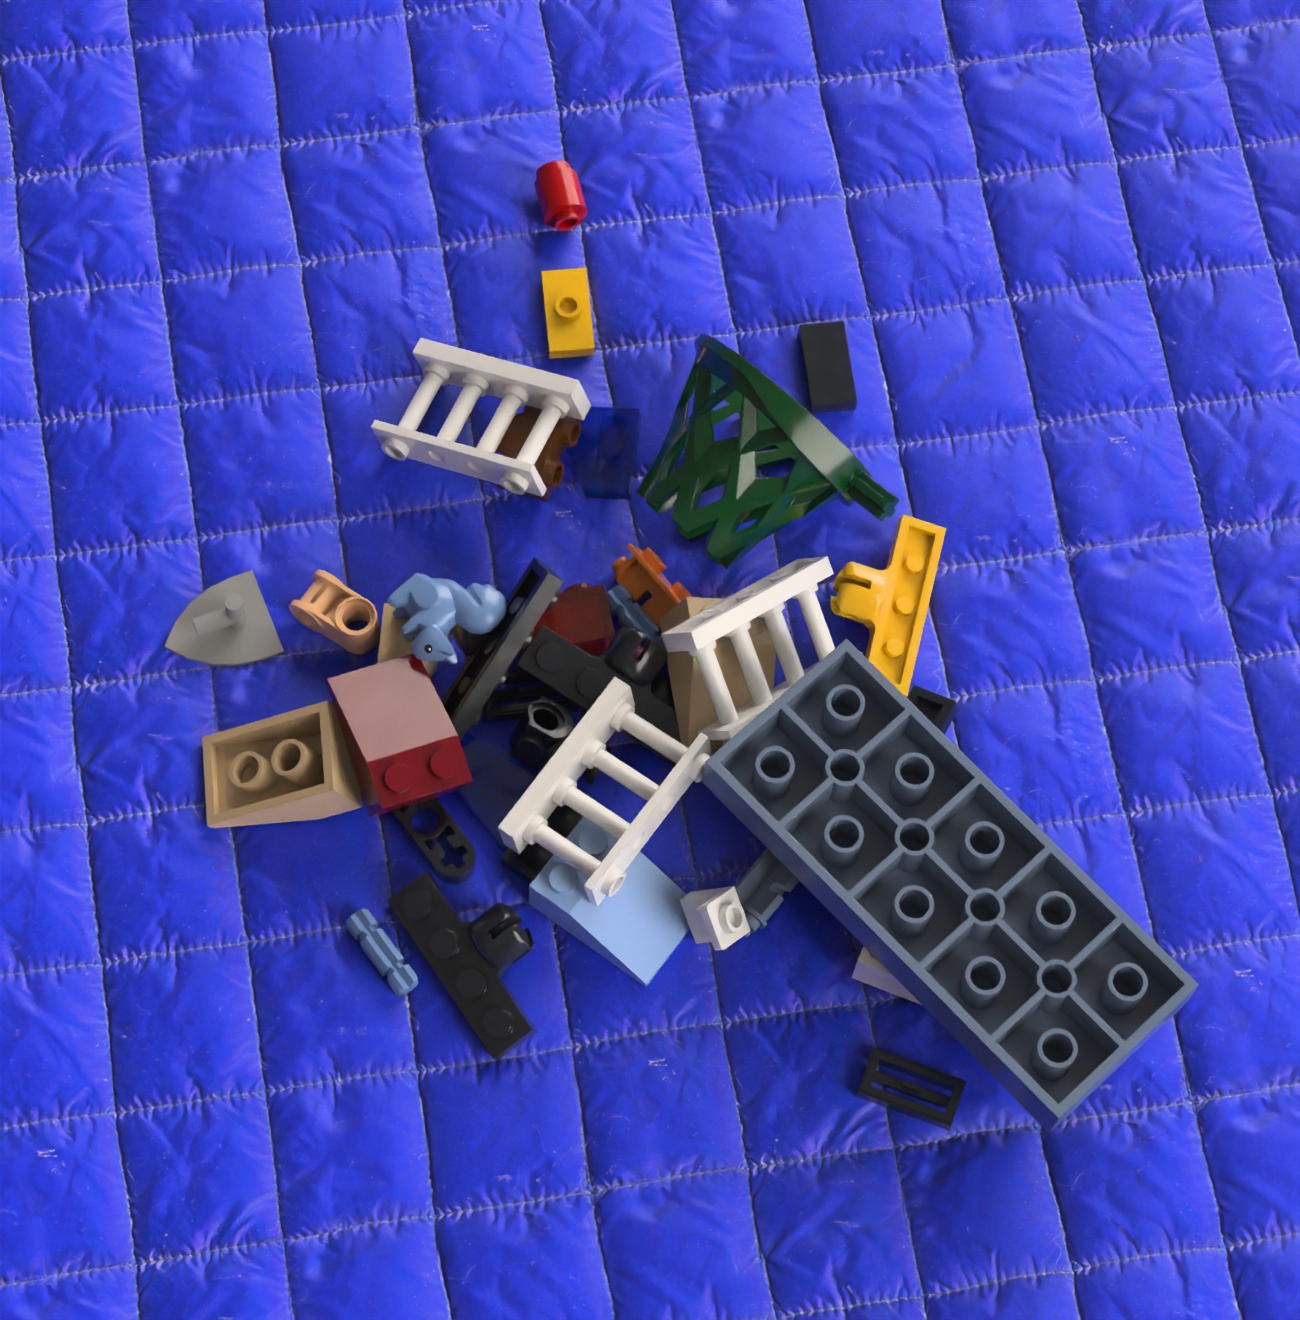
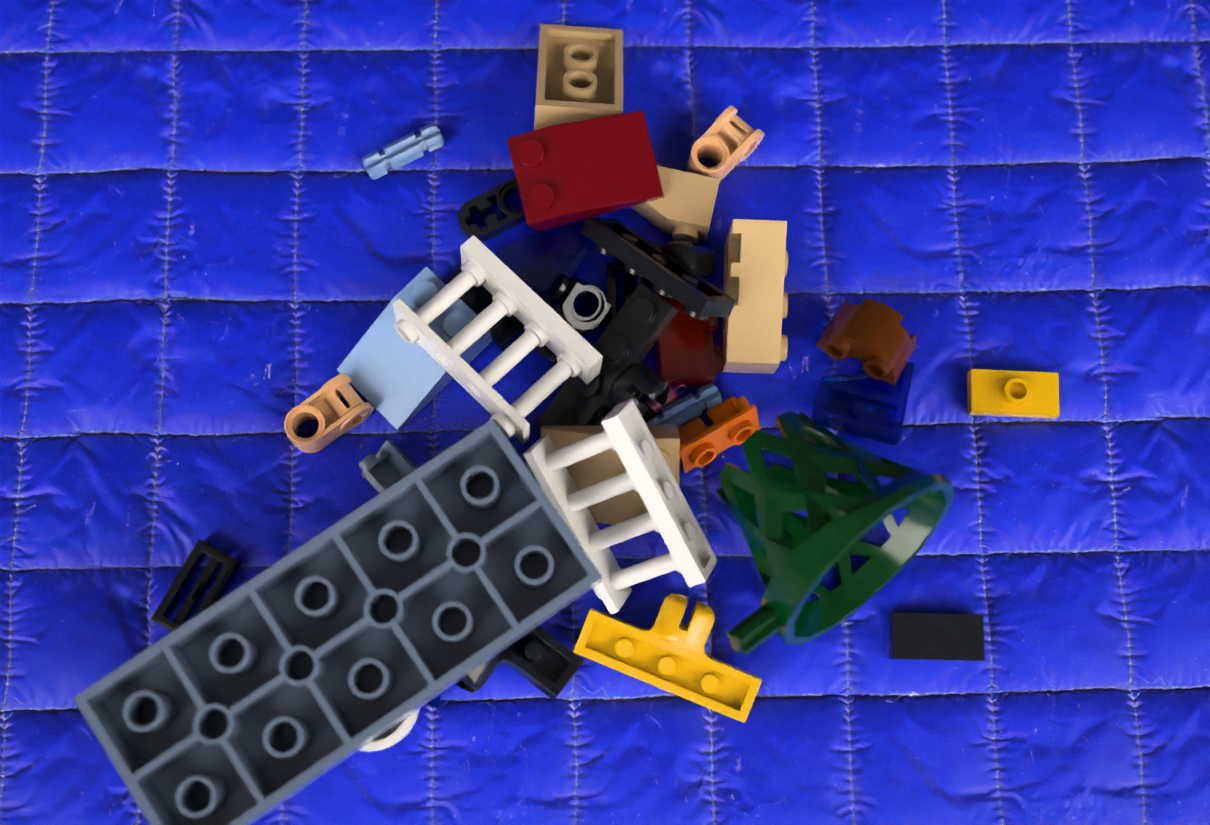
camera: 100 degrees right, 10 degrees up
(226, 625) = (727, 62): light grey shield -> none
(440, 605) = (702, 216): medium blue animal -> none
(470, 959) = (381, 220): black plate -> none
(479, 376) = (922, 320): white fence -> none
(502, 550) = (755, 278): none -> tan wedge
(560, 195) = (1139, 400): red brick -> none
(696, 971) = (329, 412): none -> light nougat piece
(715, 916) = (371, 429): white bracket -> none

